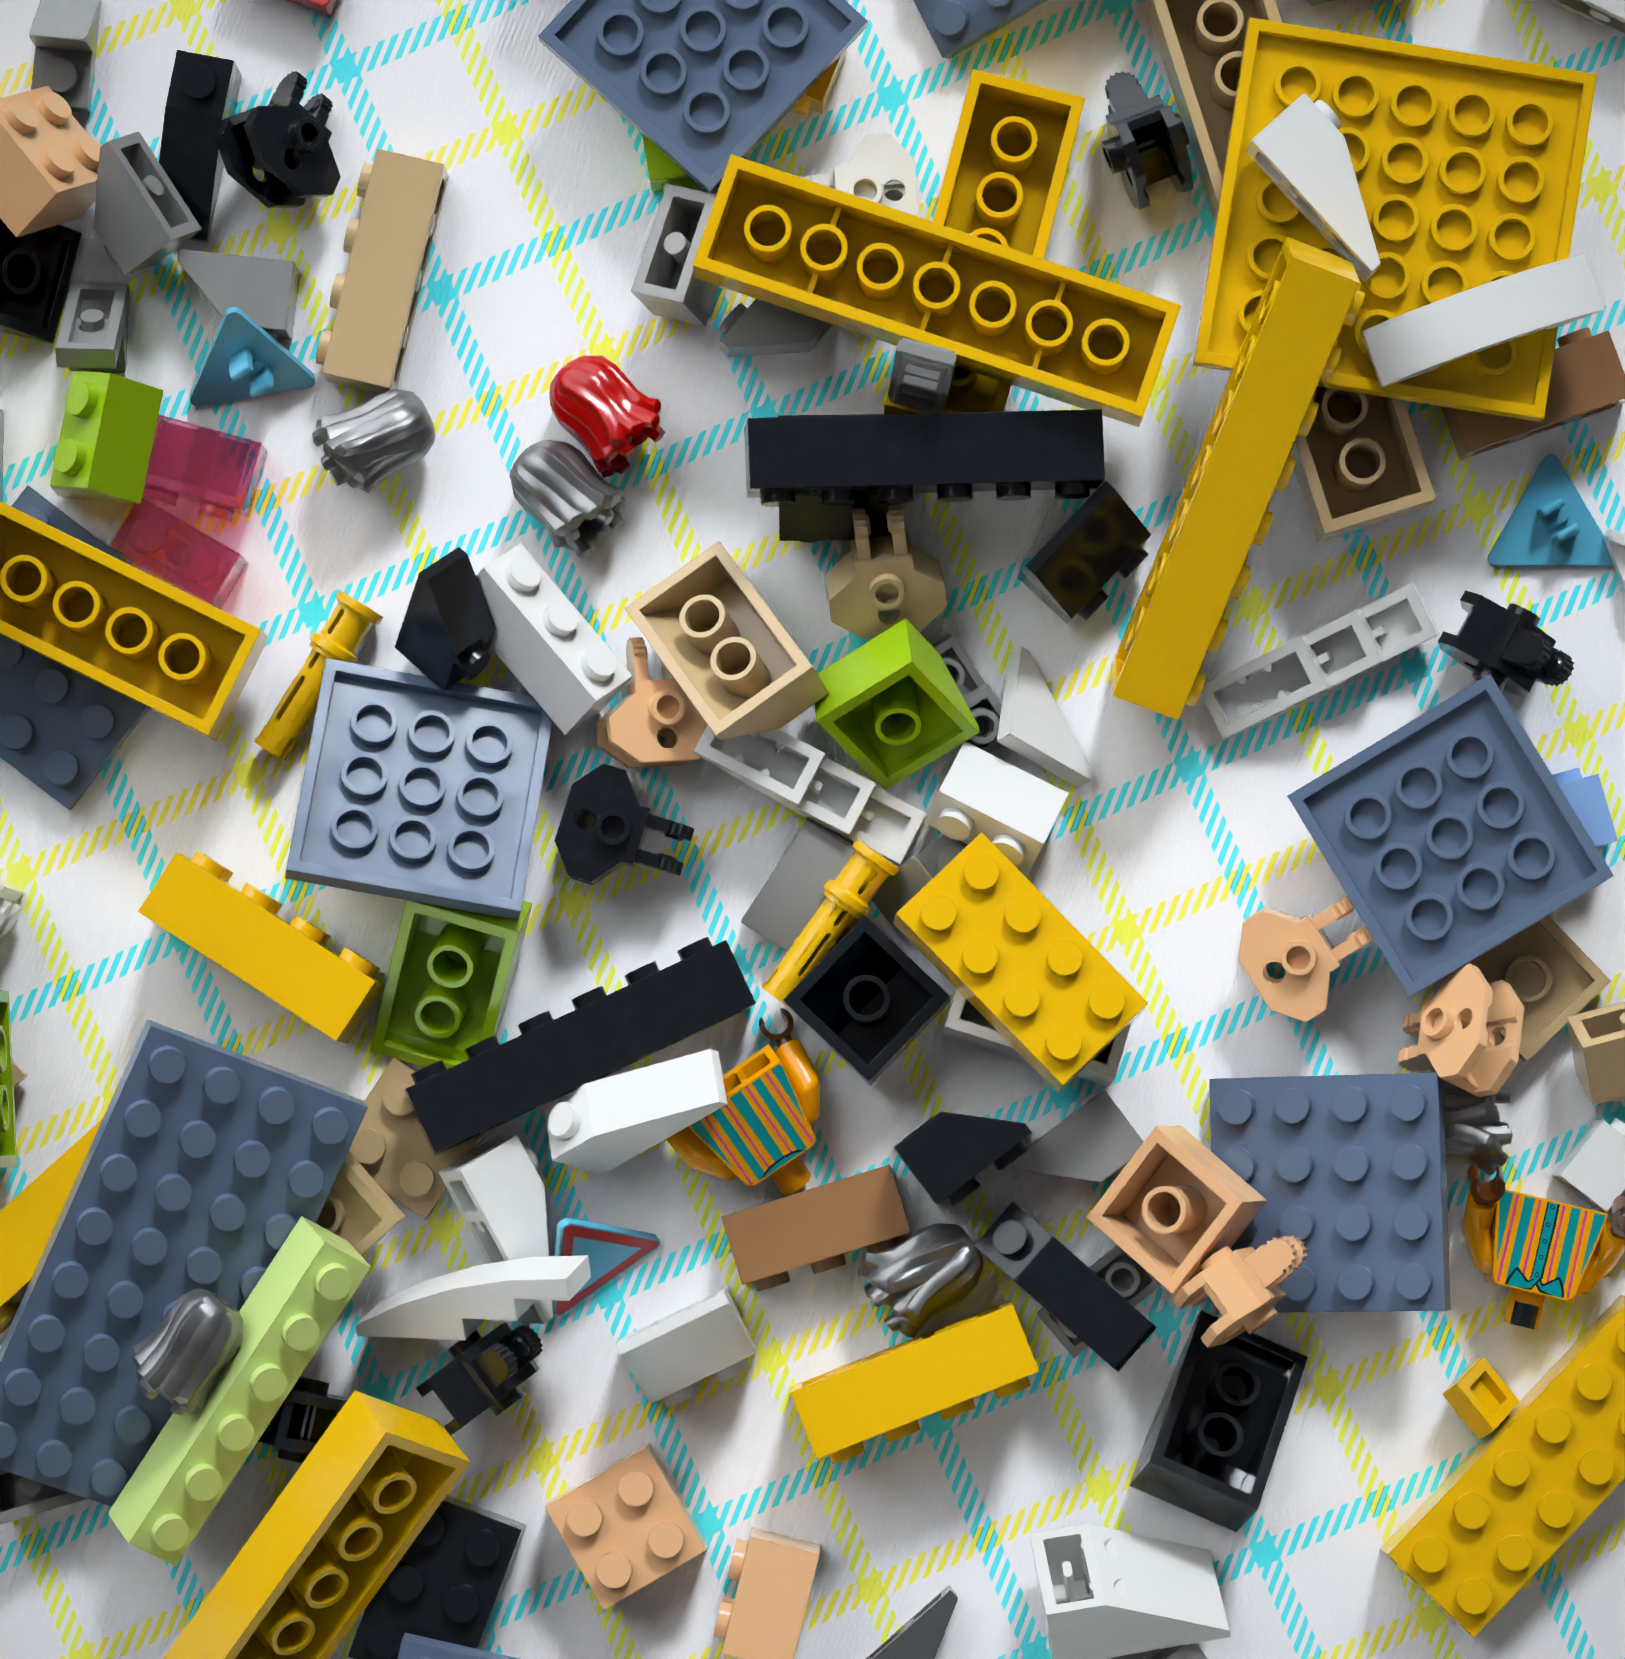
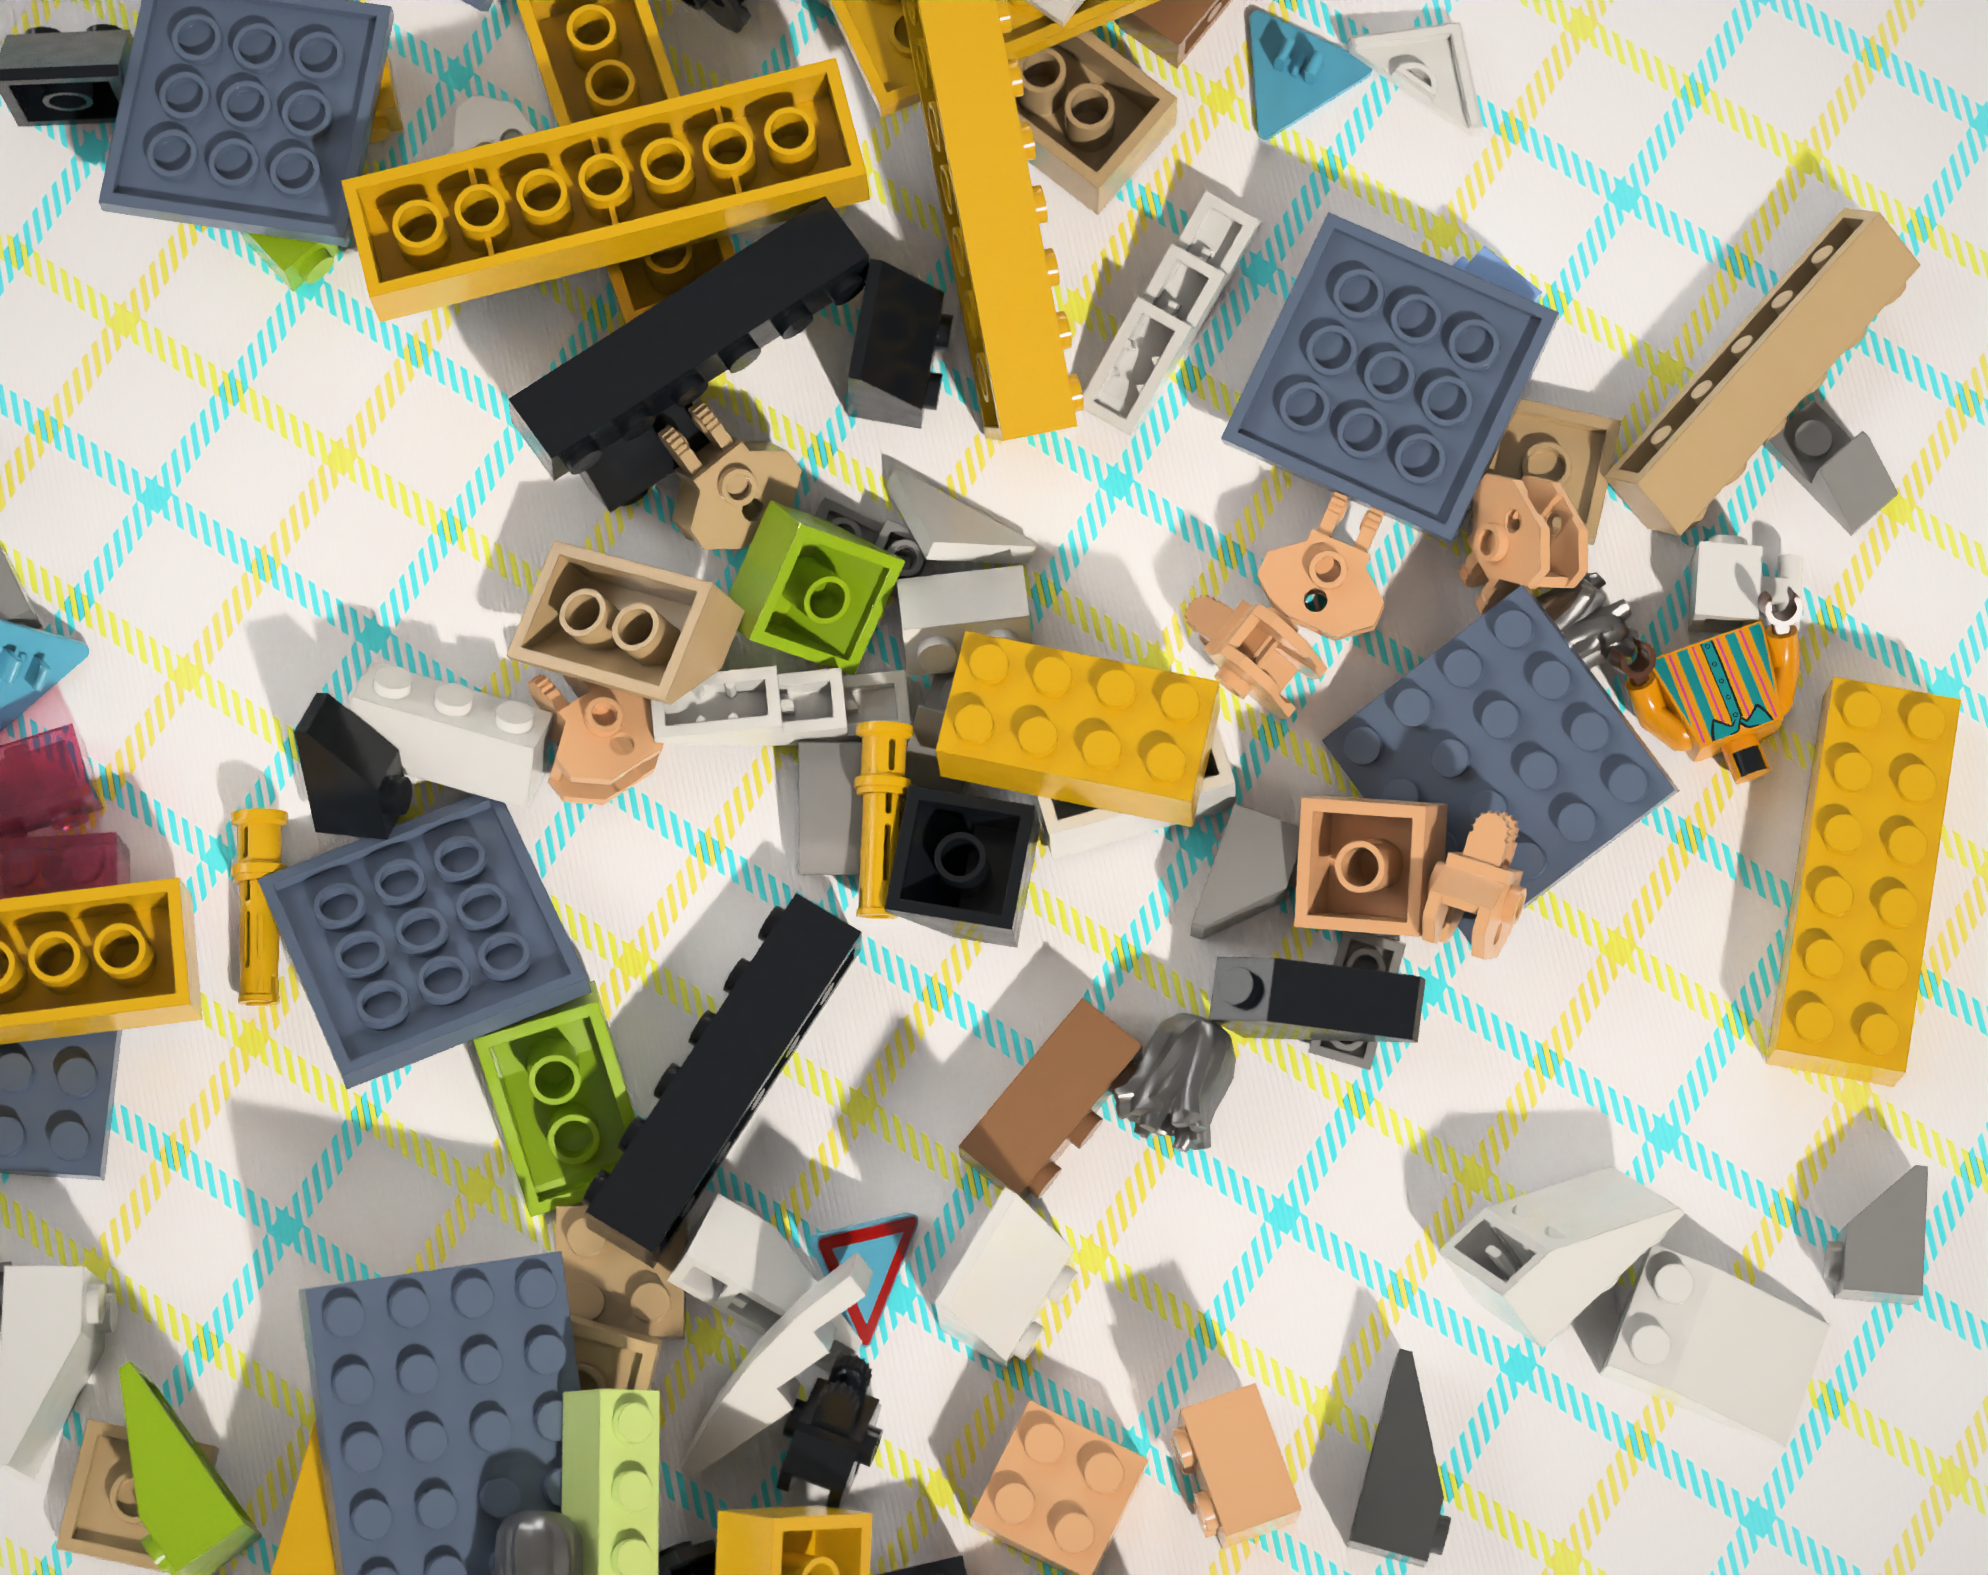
camera: 30 degrees left, 10 degrees down
(261, 947) = (366, 1174): yellow brick -> none
(375, 438) = (176, 655): flat silver piece -> none
(384, 271) = (90, 509): tan brick -> none
(566, 495) = (387, 596): flat silver piece -> none
(604, 411) = (374, 500): red piece -> none
(618, 828) = (633, 869): black hinge -> none
(633, 1111) = (812, 1098): white slope -> none
(665, 272) = (352, 339): light grey brick -> none
(765, 1121) = (925, 1042): light orange torso -> none
(769, 331) = (482, 334): light grey slope -> none
(915, 1380) = (1235, 1177): yellow brick -> none
(922, 376) = (641, 265): light grey slope -> none
(955, 1148) = (1130, 944): black slope -> none
(1199, 975) = (1253, 650): none -> light nougat hinge
(1219, 1425) = (1543, 1042): black slope -> none
(1480, 1397) = (1761, 863): yellow plate -> none
(1505, 646) = (1321, 182): black hinge -> none

